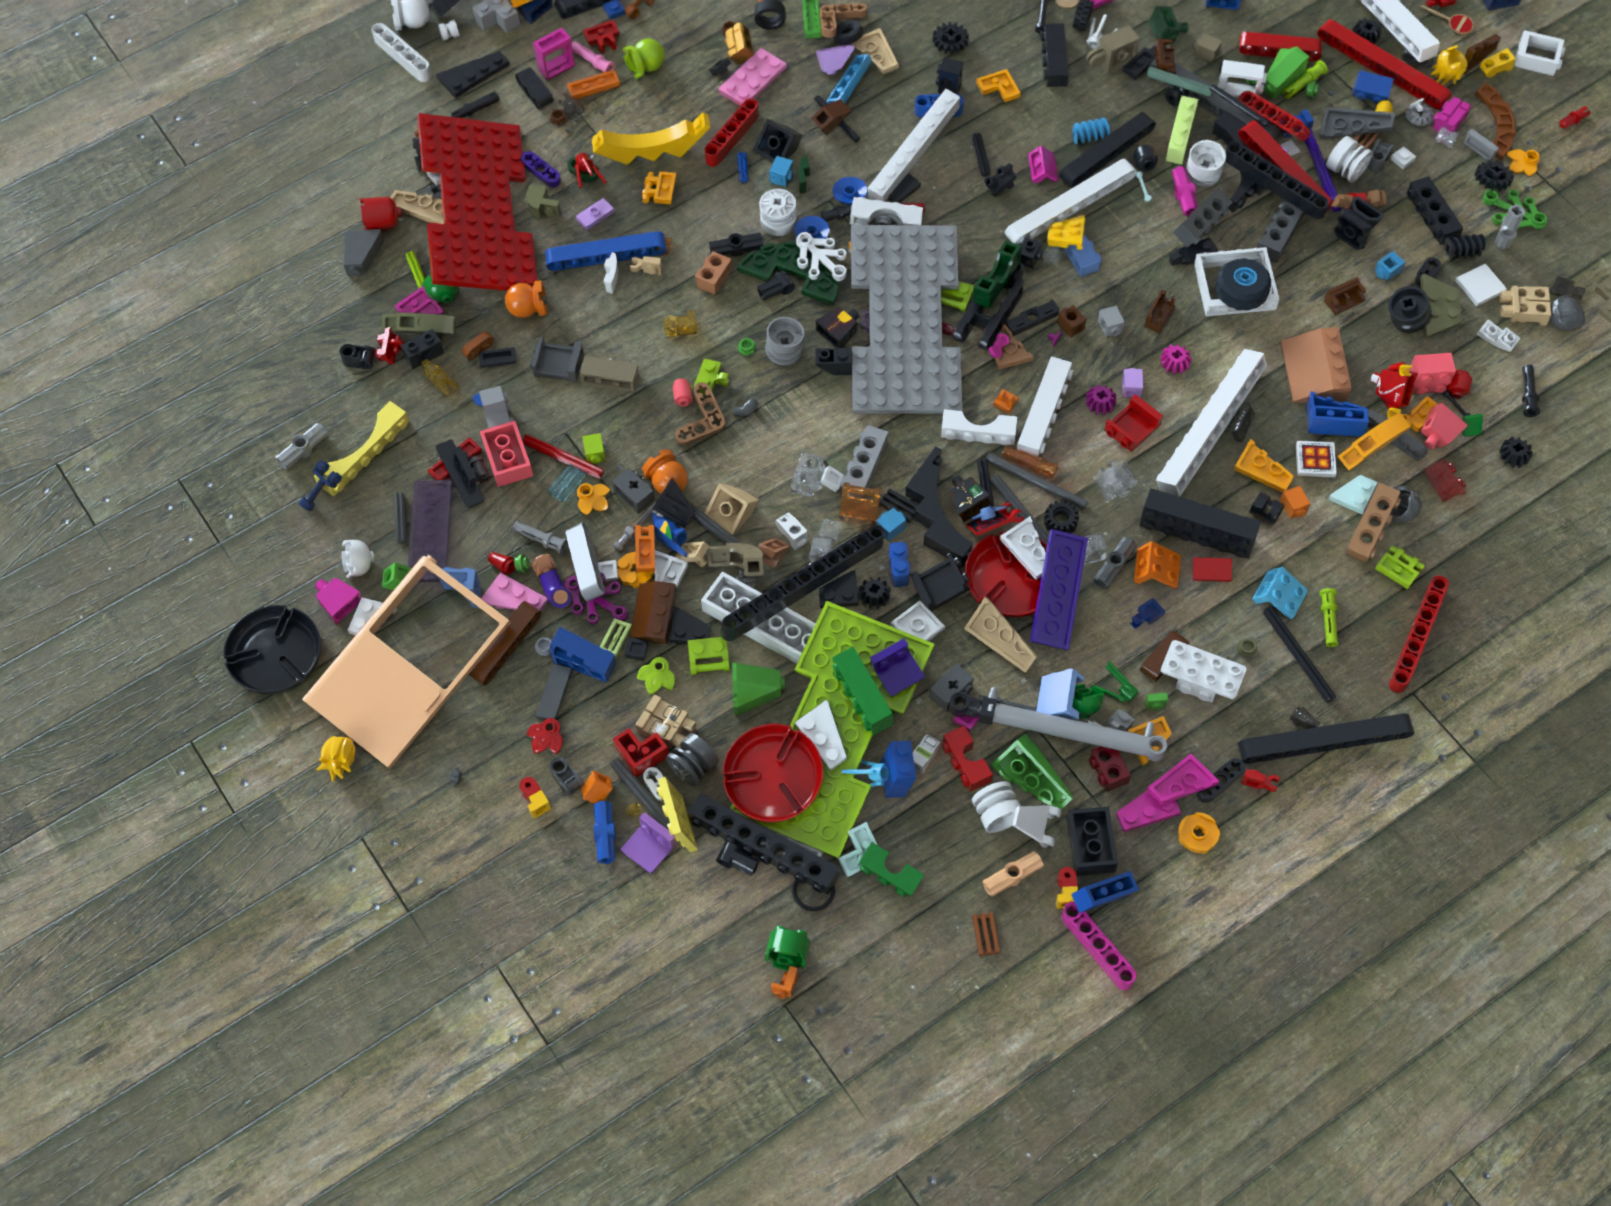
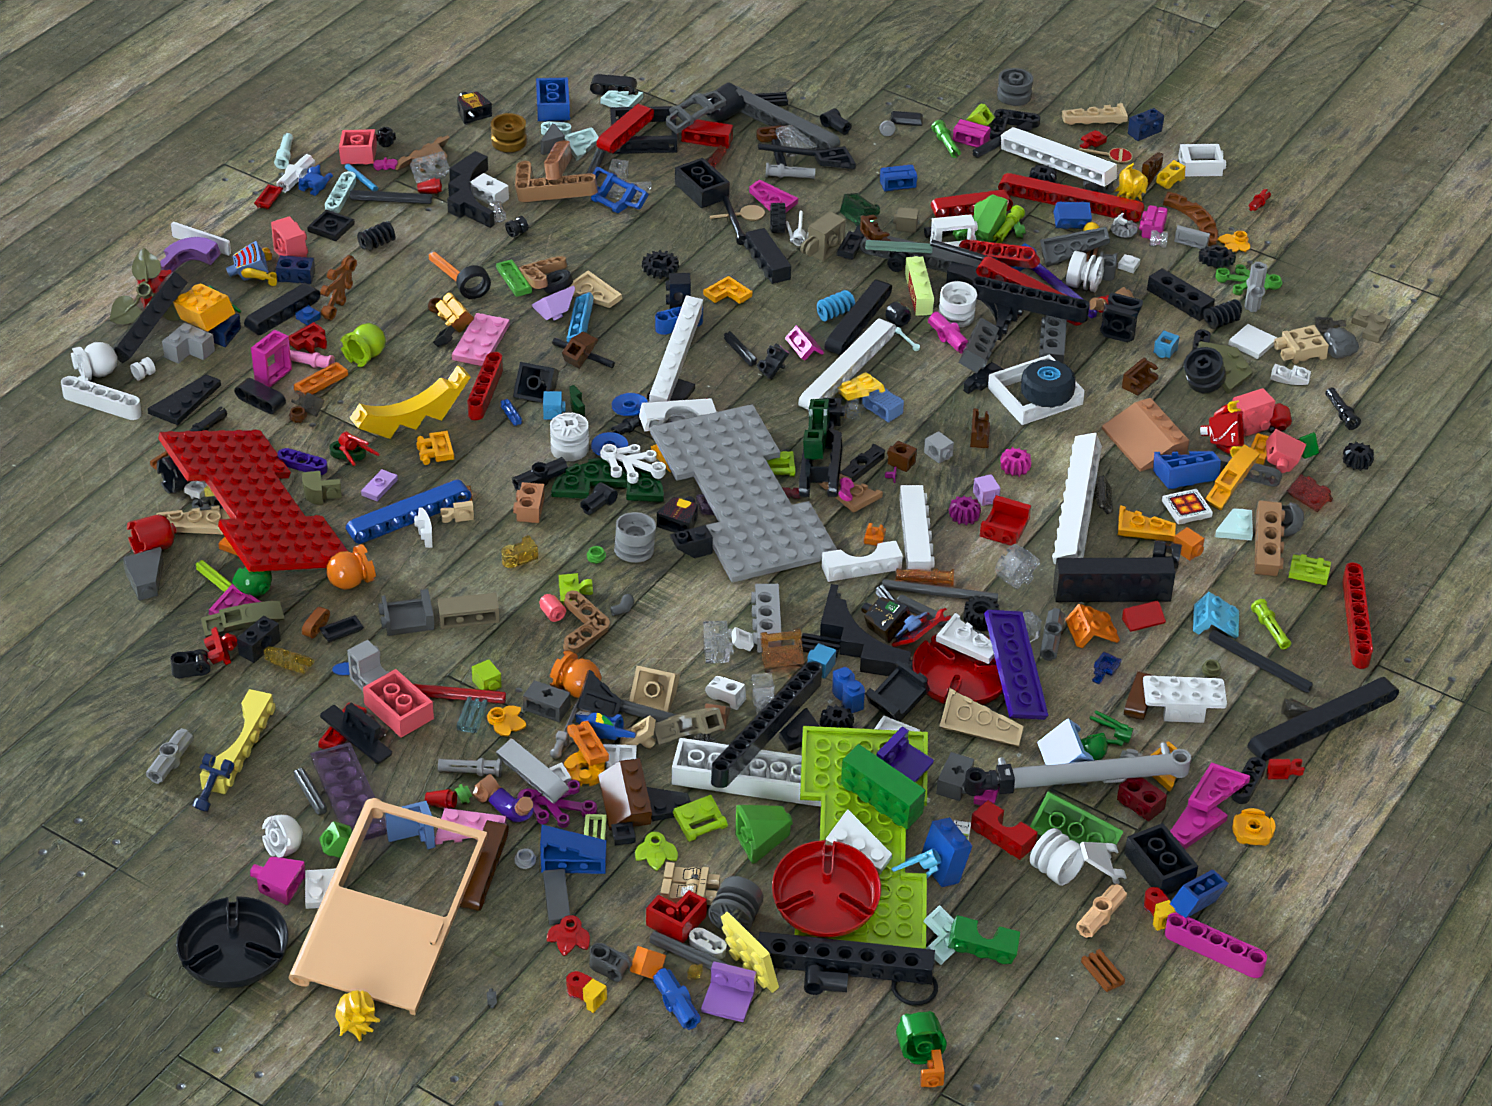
camera: 25 degrees left, 20 degrees down
(1156, 701) = (1154, 733): bright green plate -> none

